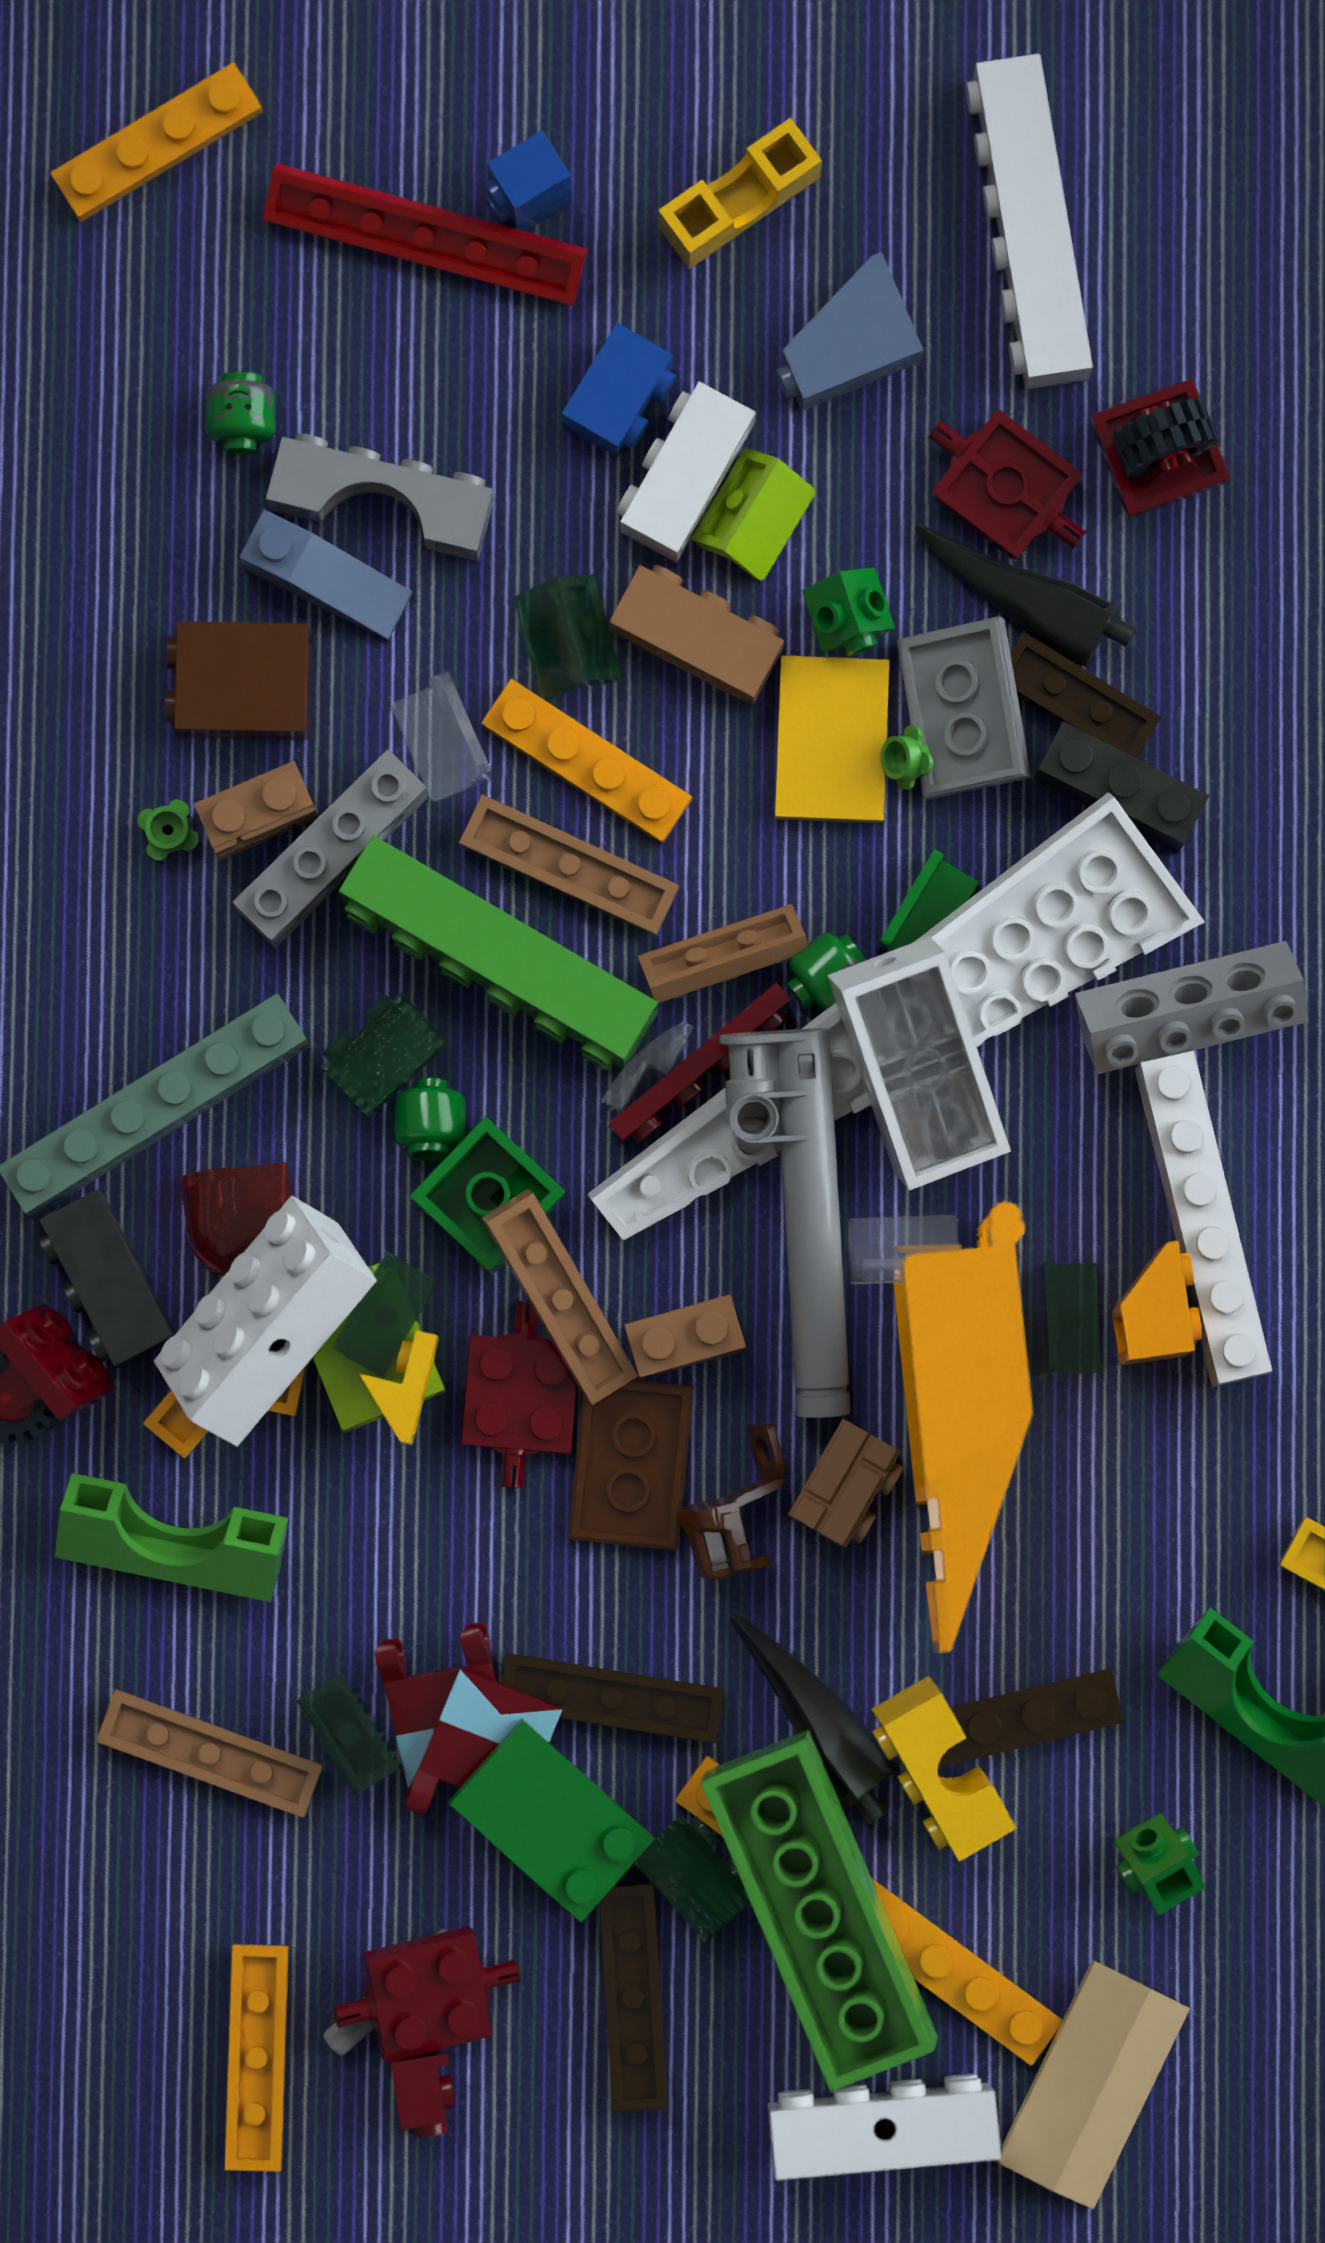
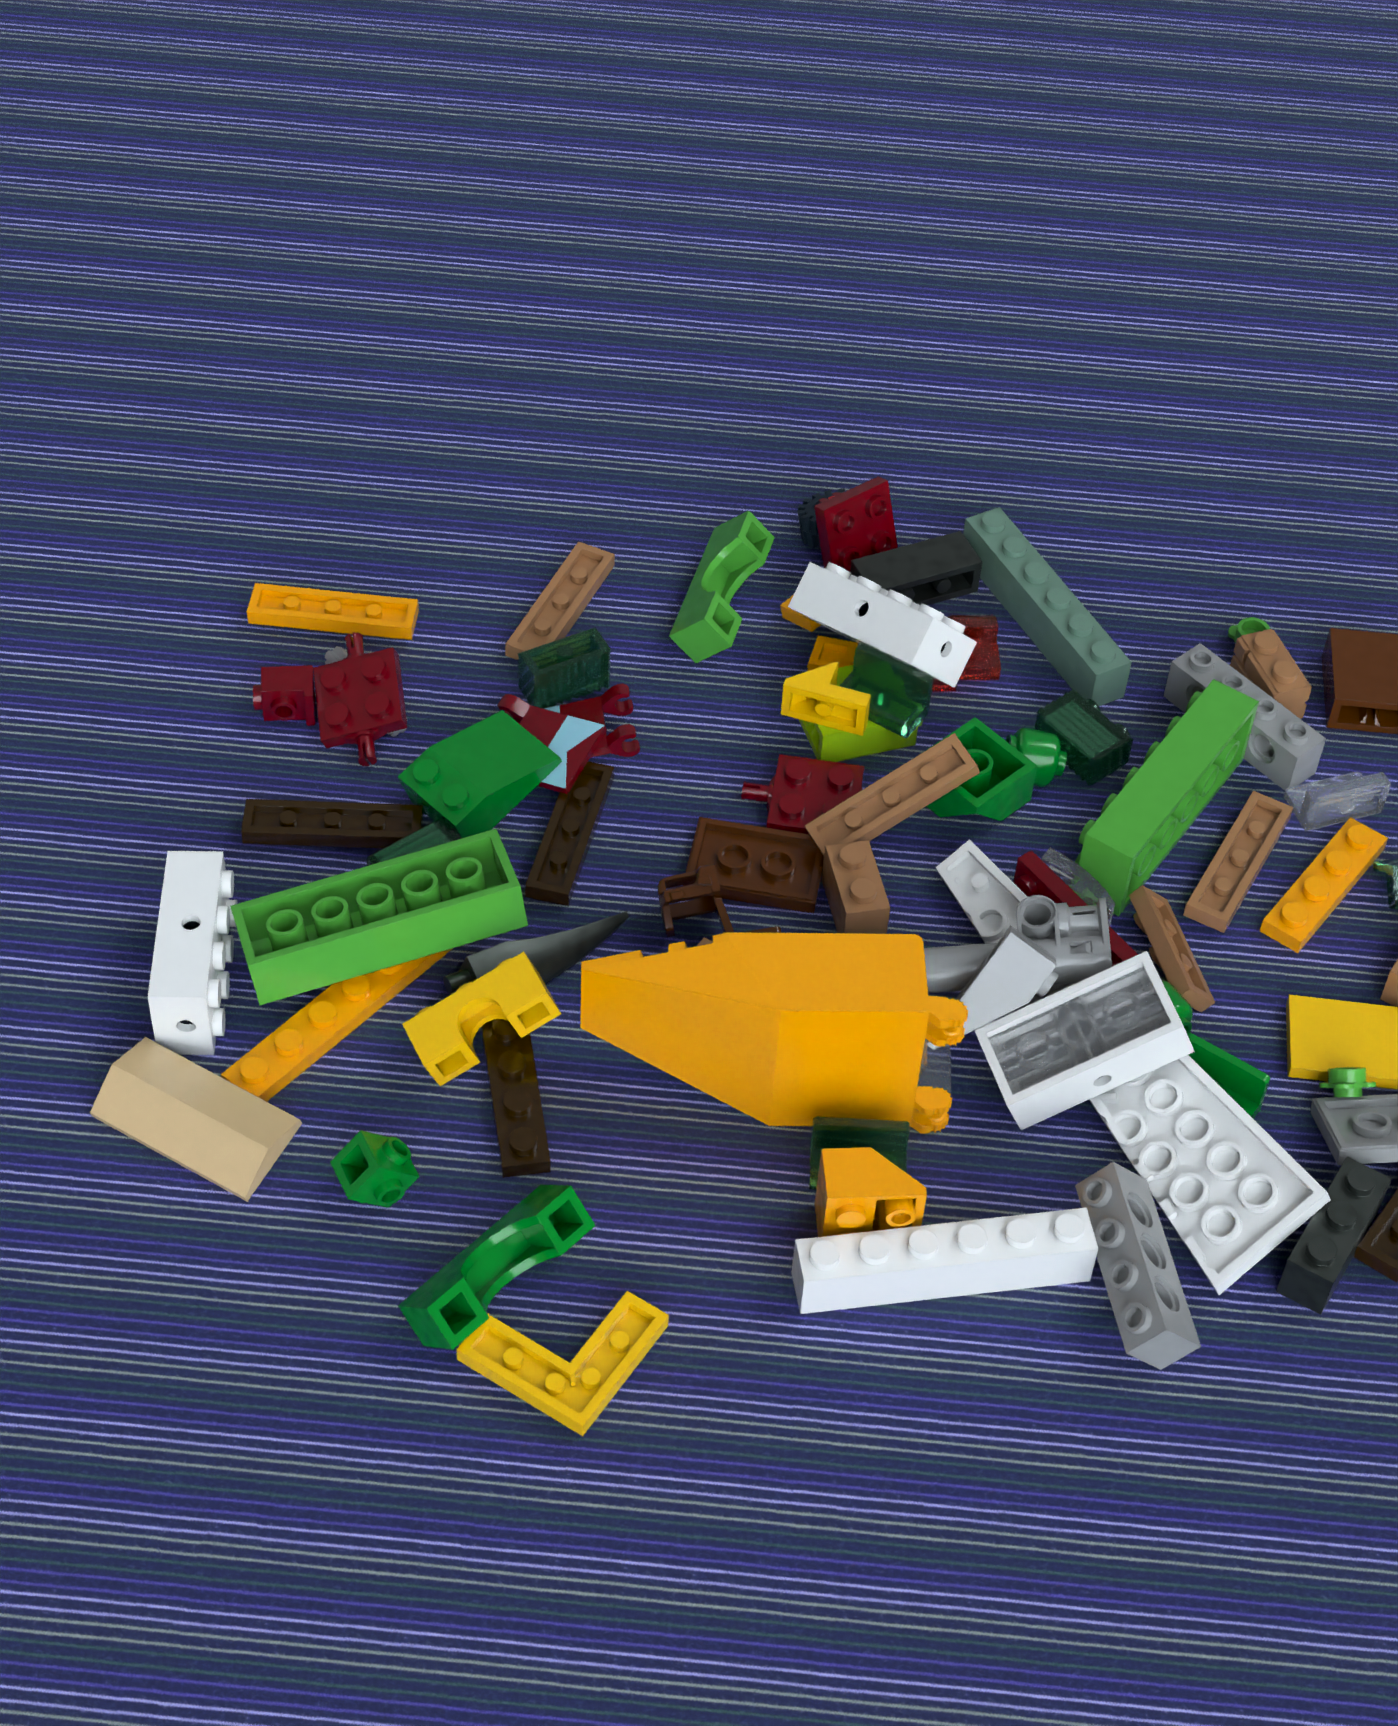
camera: 95 degrees right, 35 degrees down
(864, 1167) = (1006, 980): none -> slope

